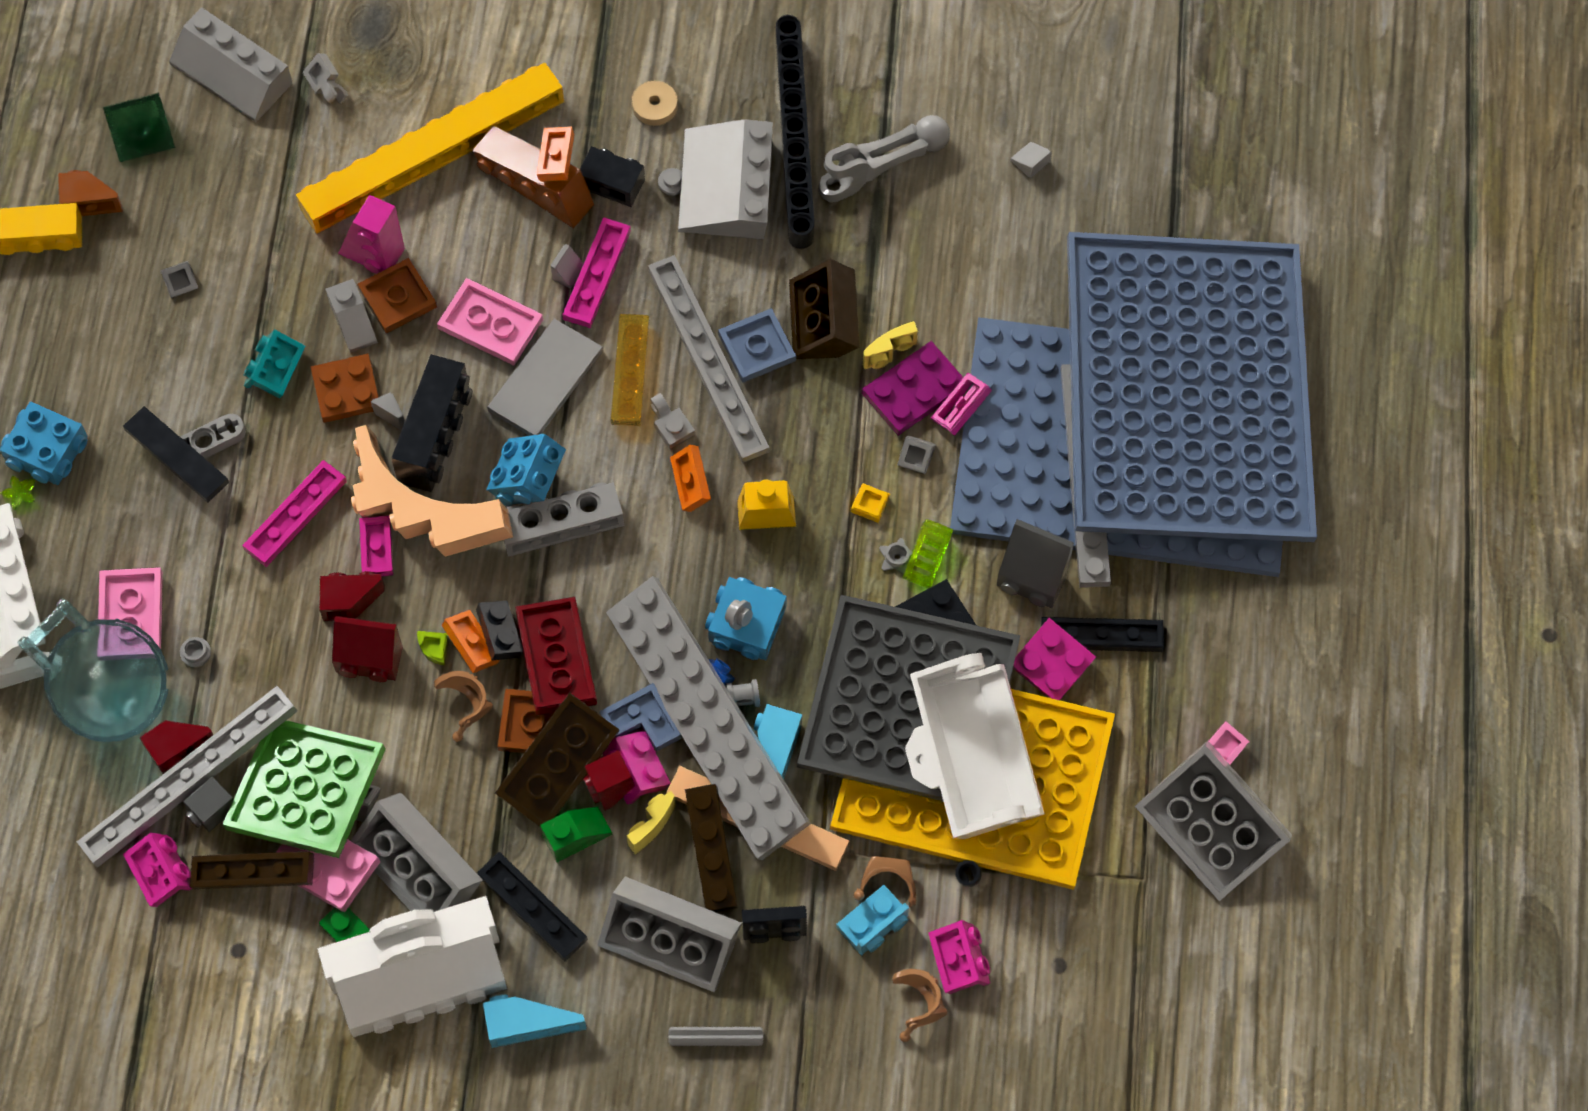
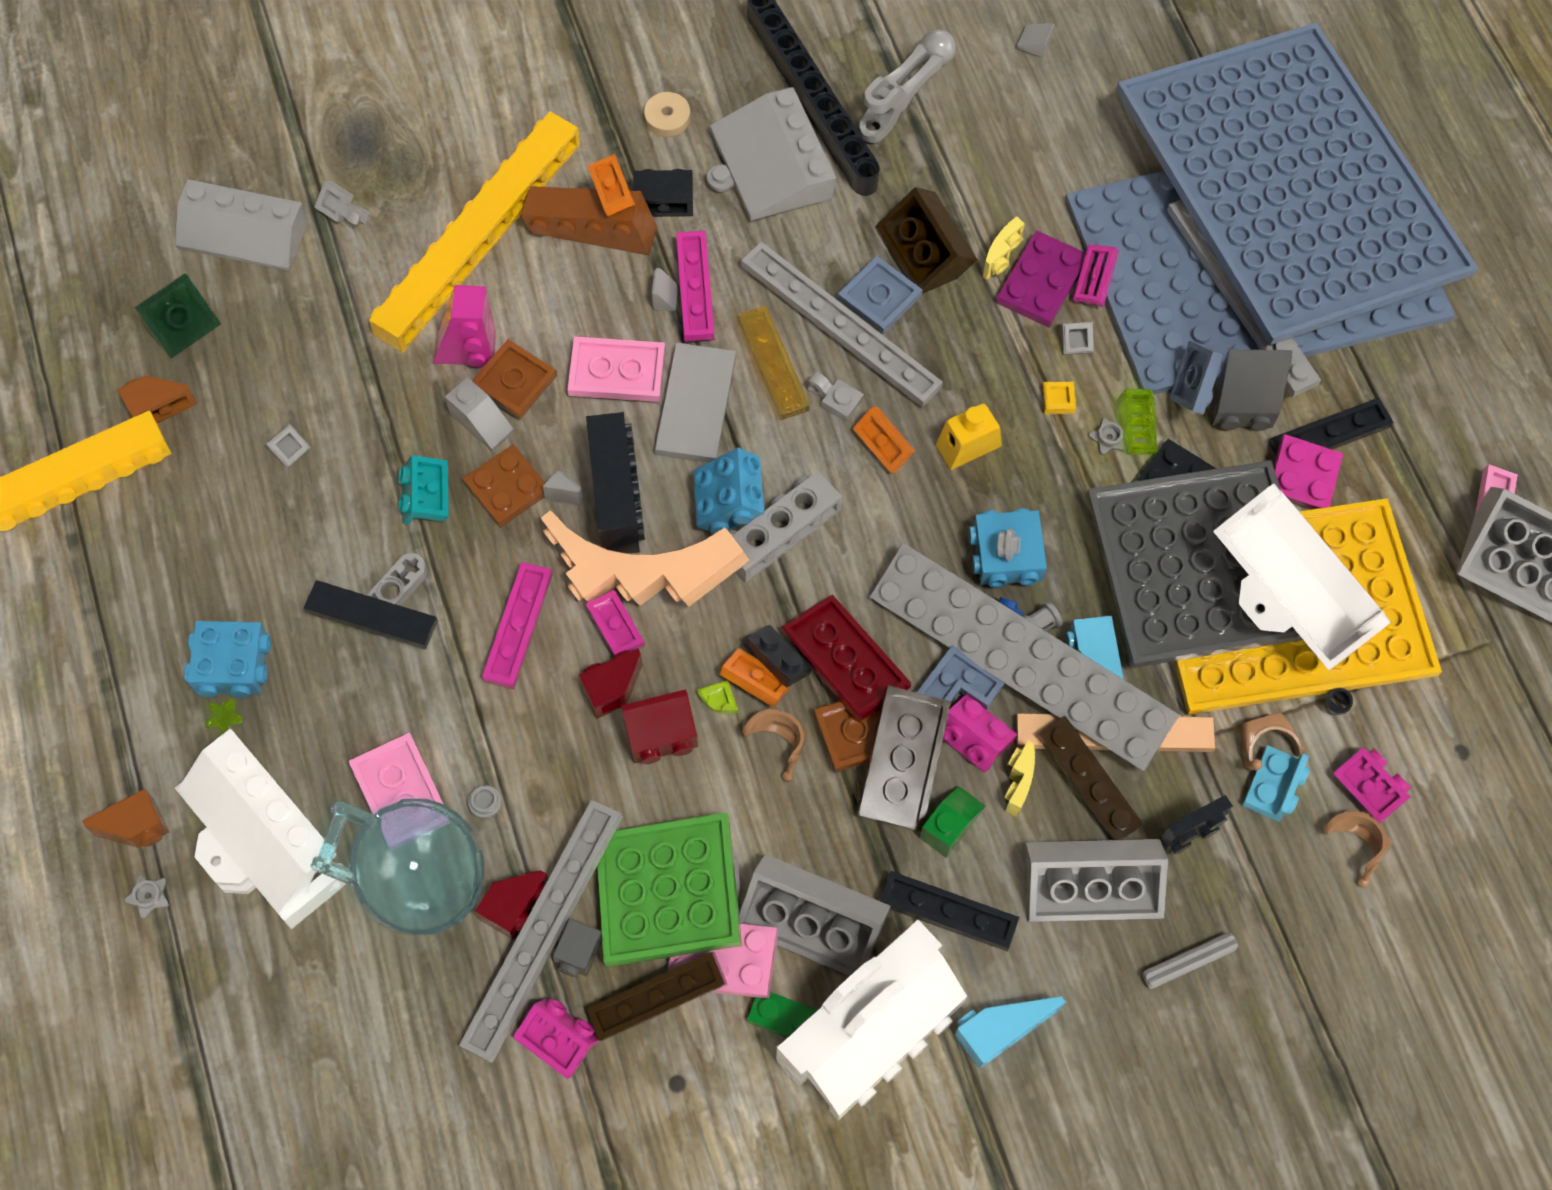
camera: 25 degrees left, 0 degrees up
(608, 779) = (966, 754): dark red slope -> none
(997, 527) = (1197, 377): none -> sand blue plate

